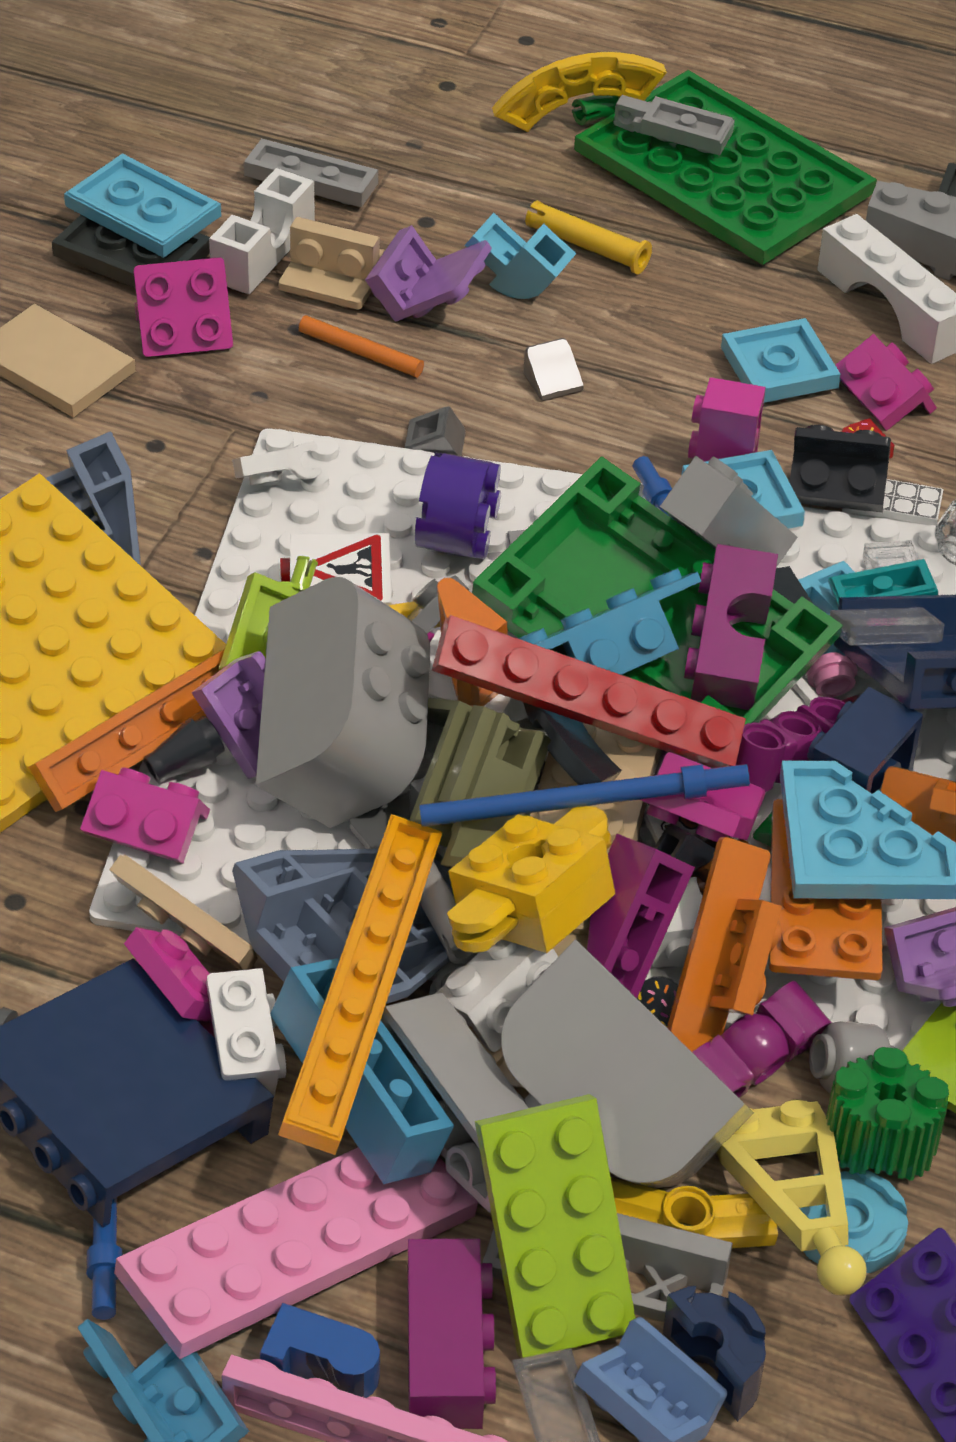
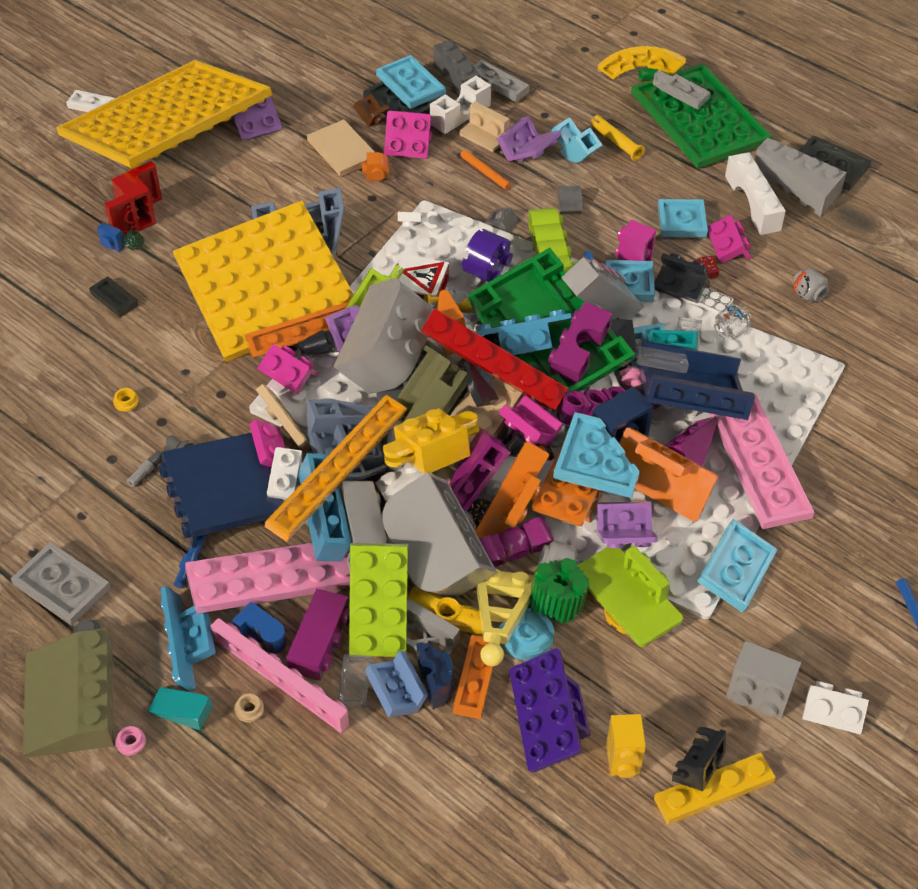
camera: 20 degrees right, 5 degrees up
(83, 276) = (370, 110): none -> reddish brown bracket
(142, 382) = (376, 166): none -> orange plate
(202, 149) = (452, 62): none -> dark grey arch
(545, 440) = (547, 232): none -> lime brick
(691, 782) = (522, 412): blue bar -> none
(796, 1332) = (473, 682): none -> orange plate

